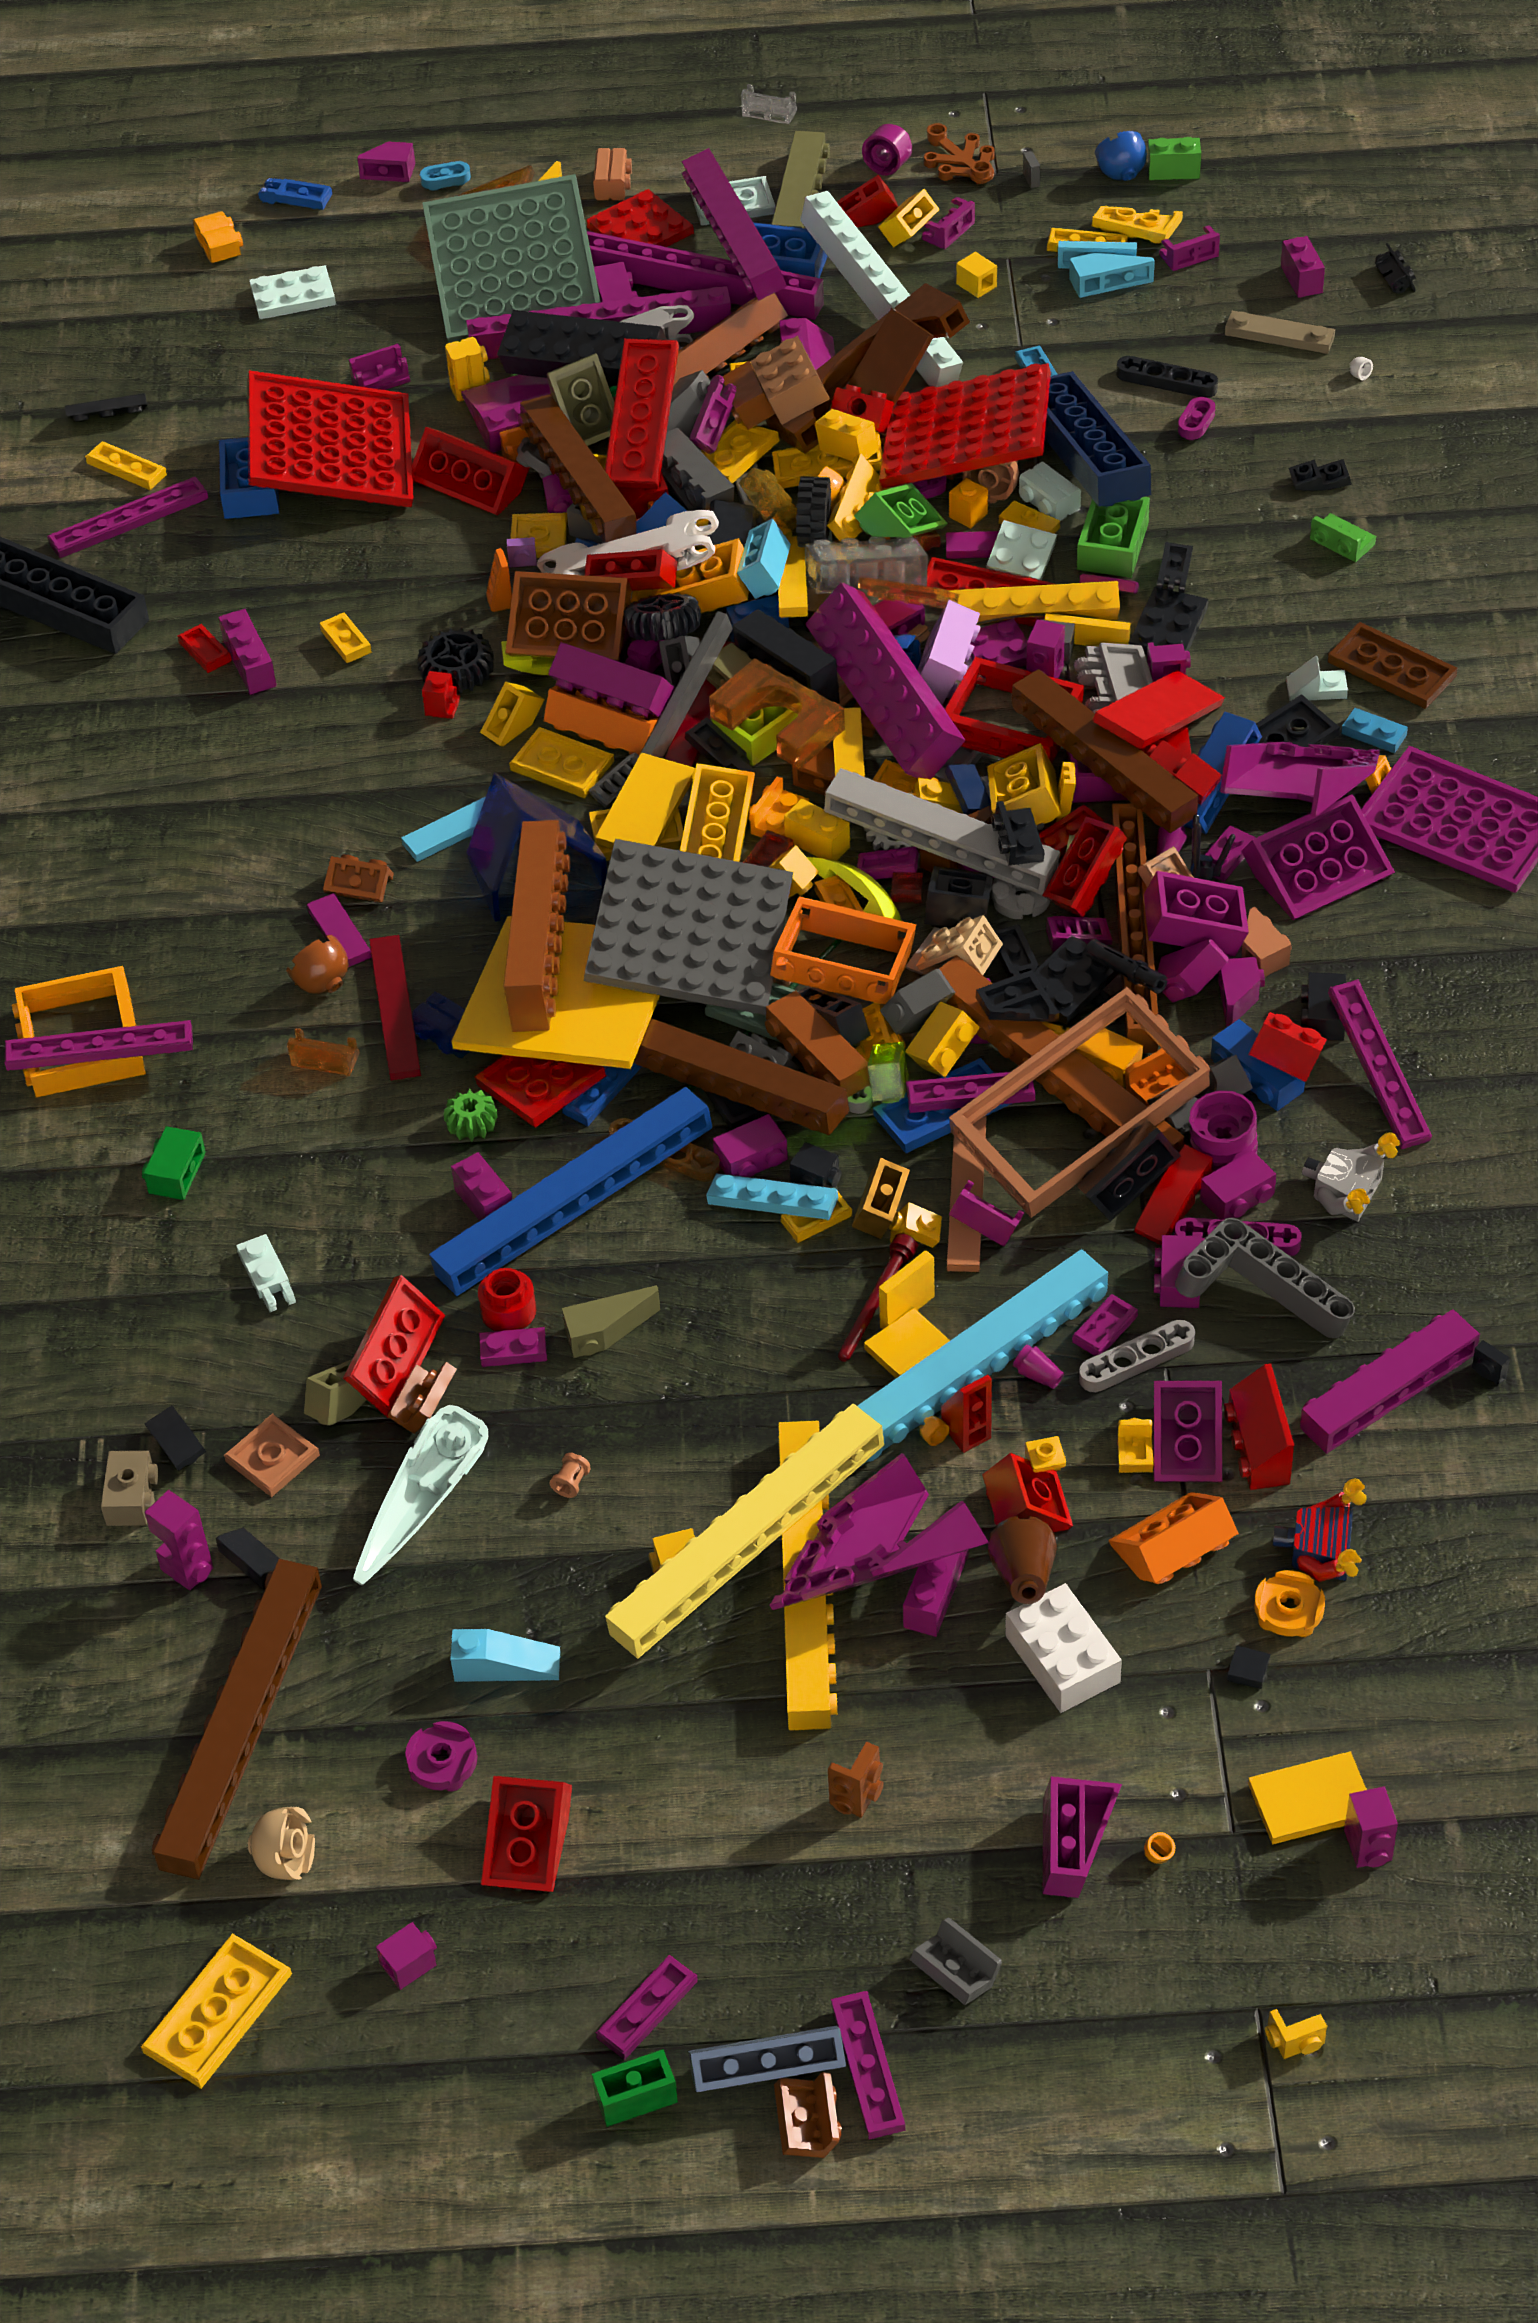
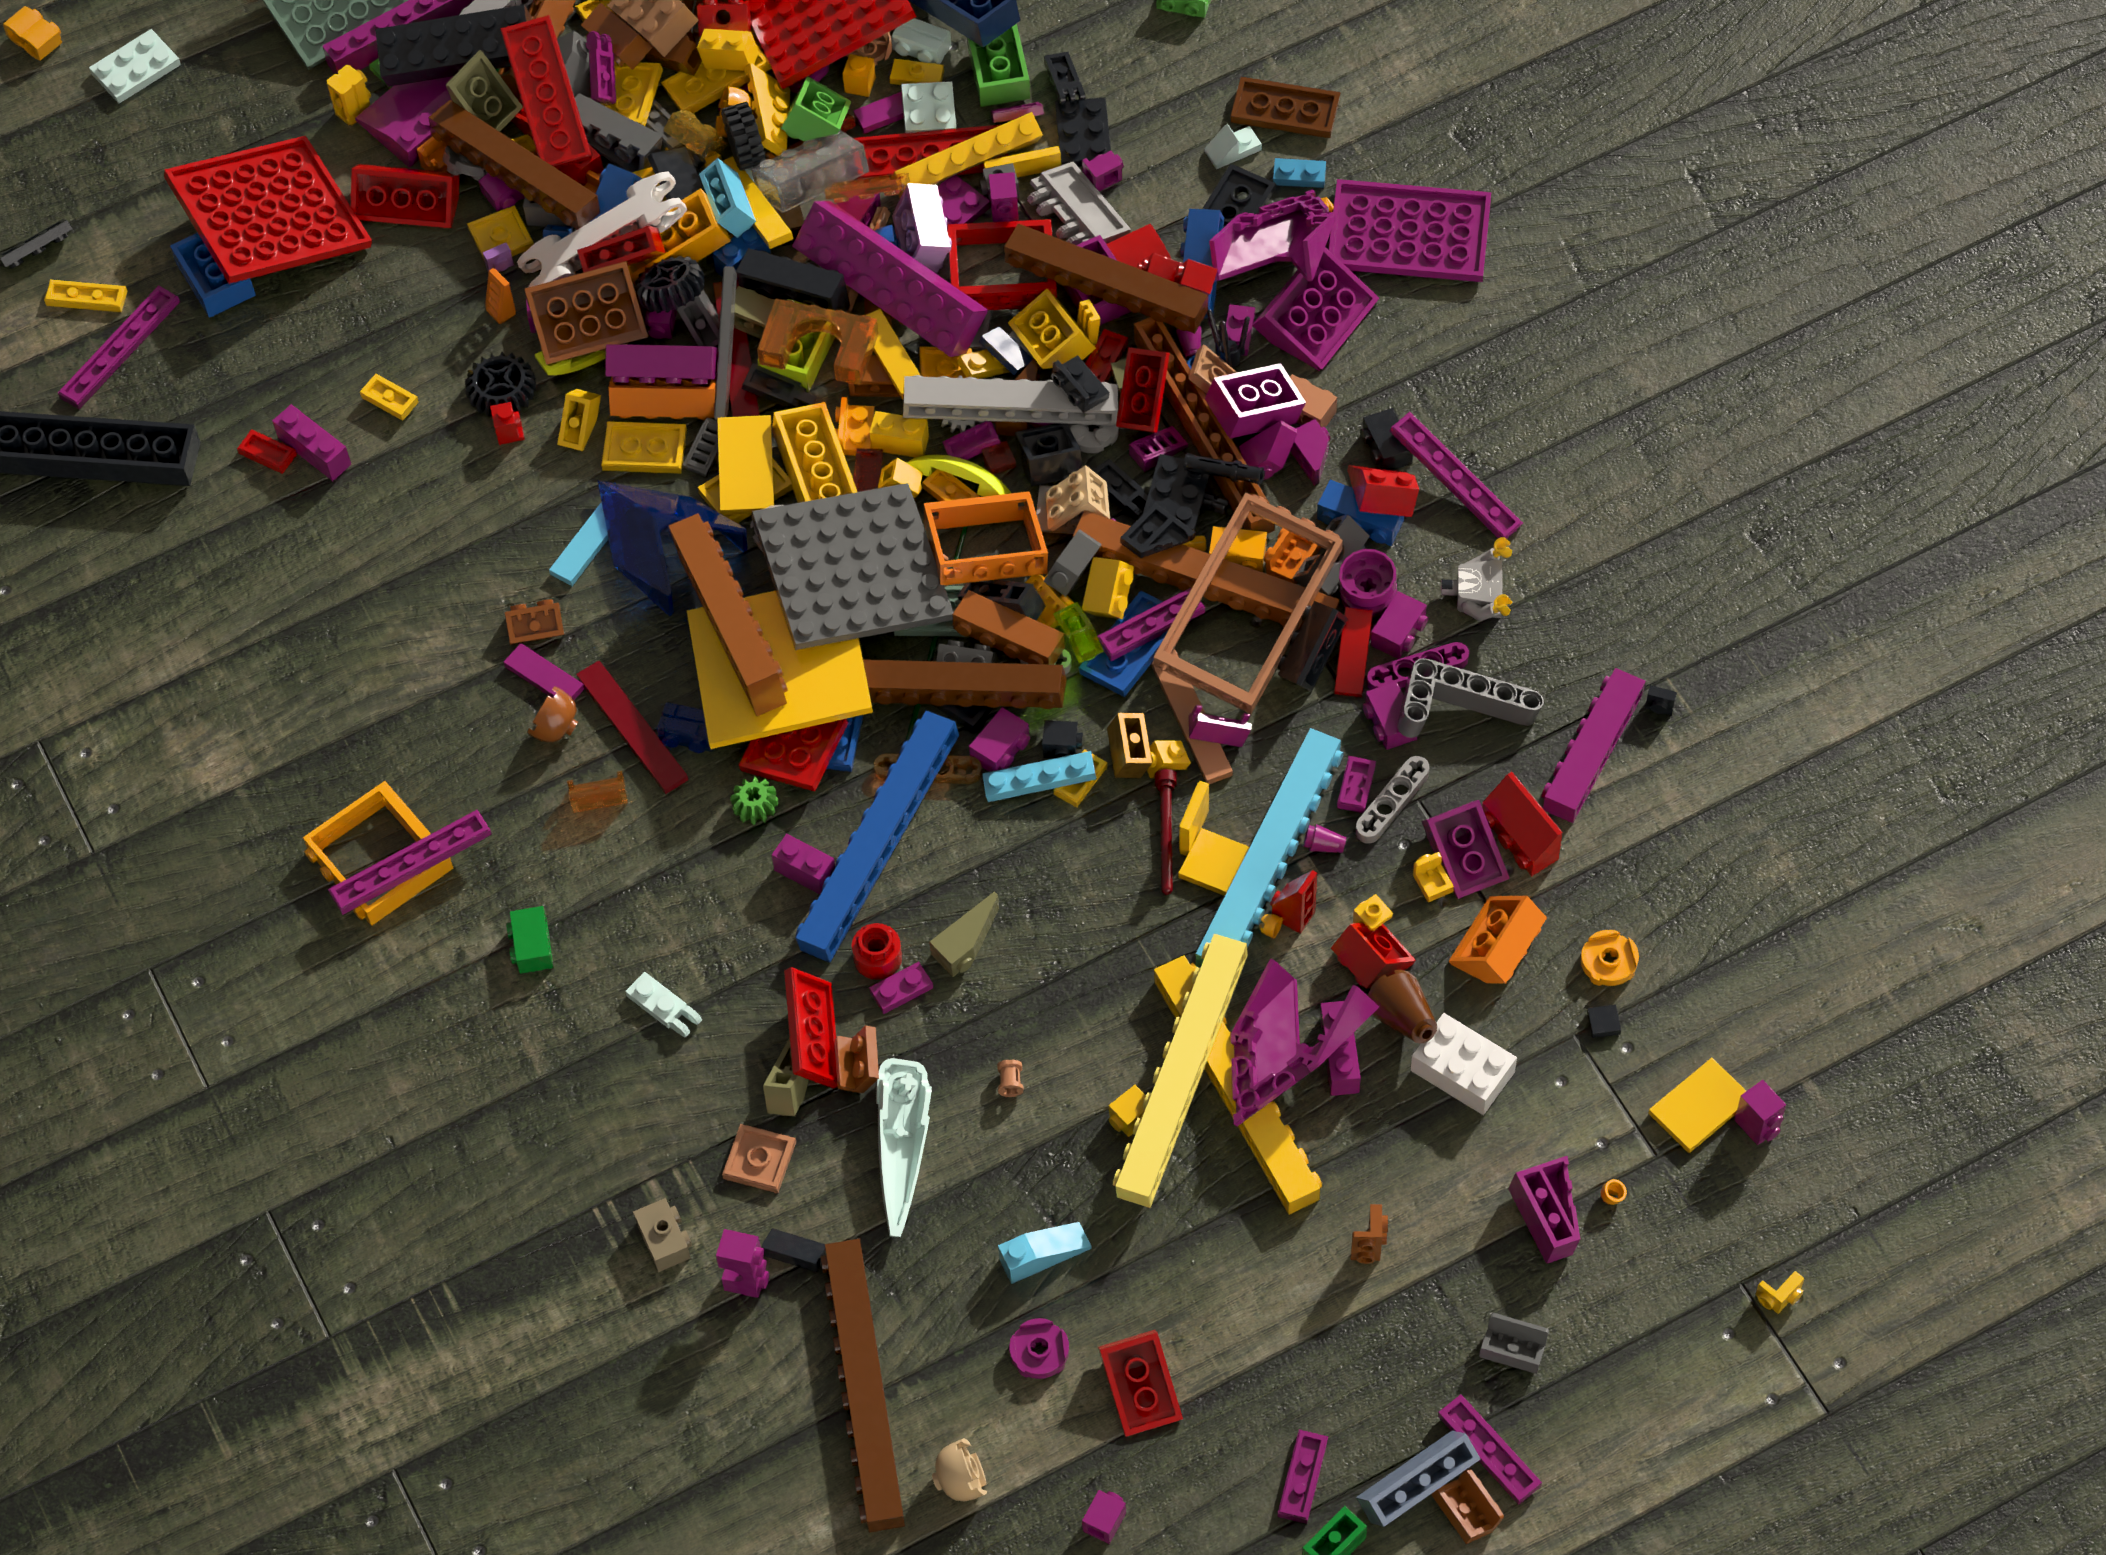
camera: 25 degrees left, 10 degrees up
(175, 1438) = (674, 1176): black slope -> none
(380, 369) = (265, 121): magenta hinge -> none
(1158, 709) = (1127, 222): red tile -> none
(1324, 1536) = (1610, 895): torso -> none

